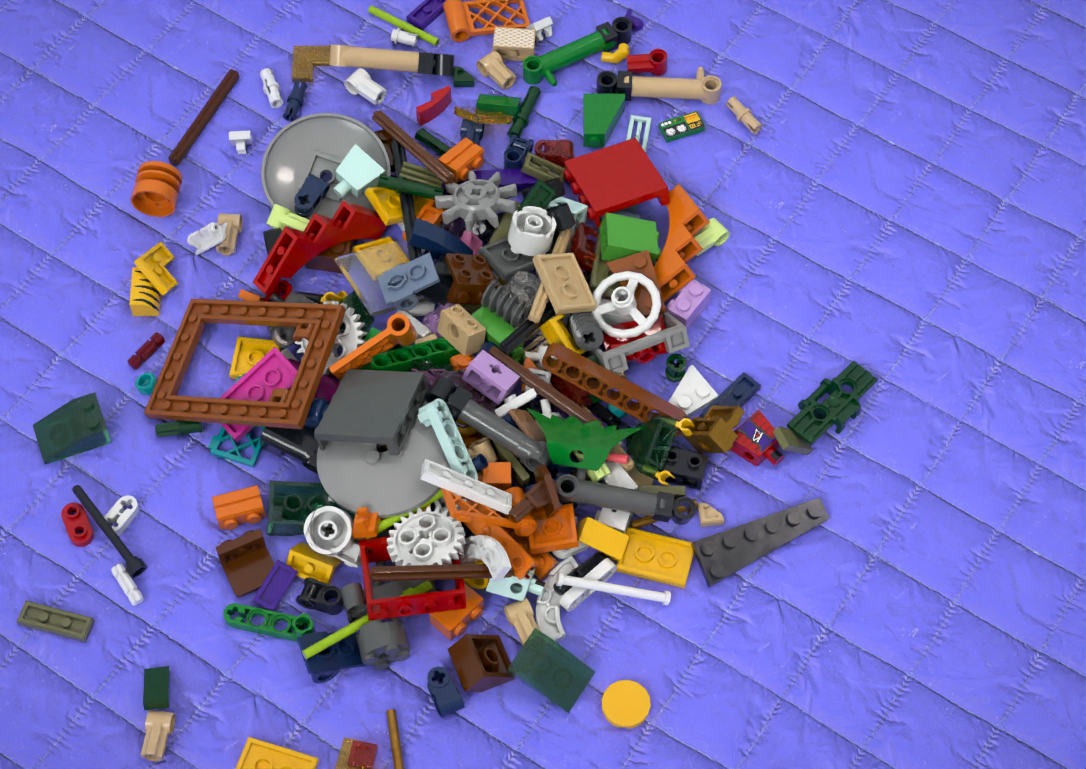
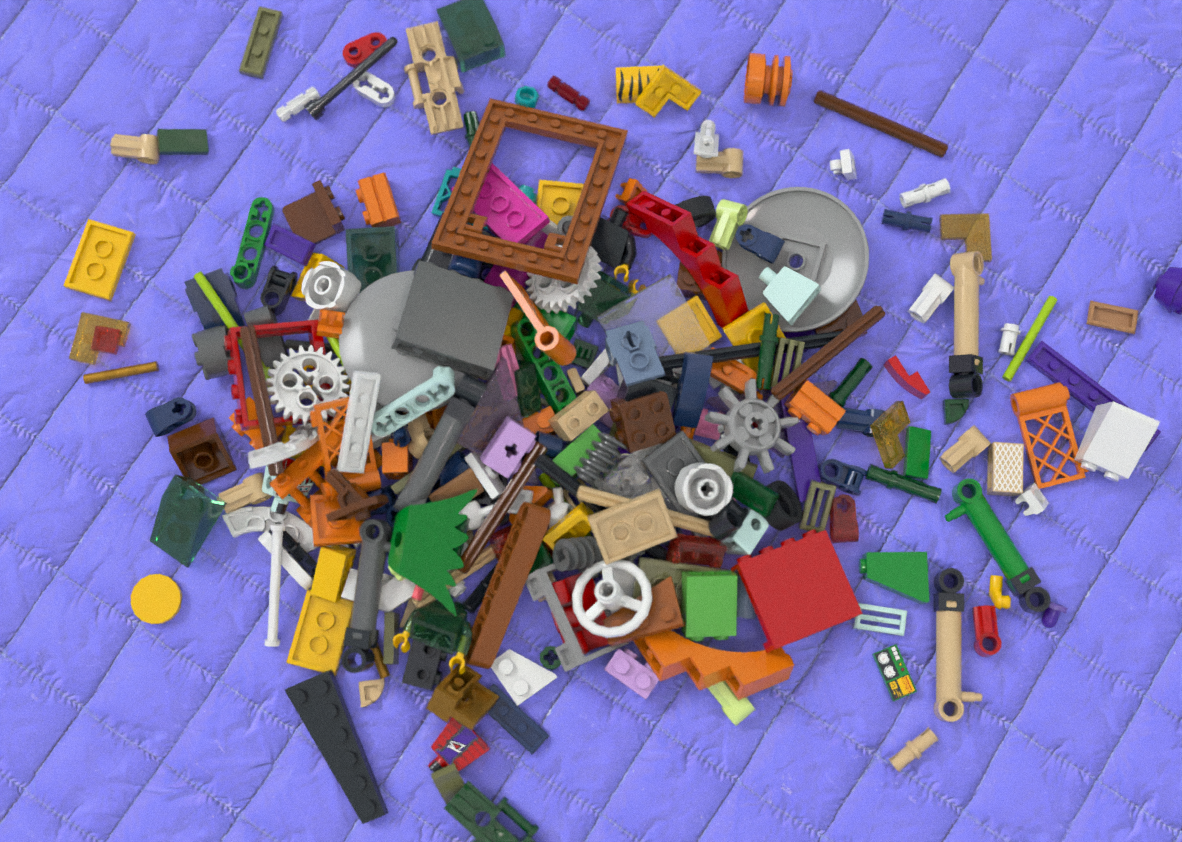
camera: 90 degrees right, 20 degrees up
(116, 451) = (441, 77): none -> tan piece

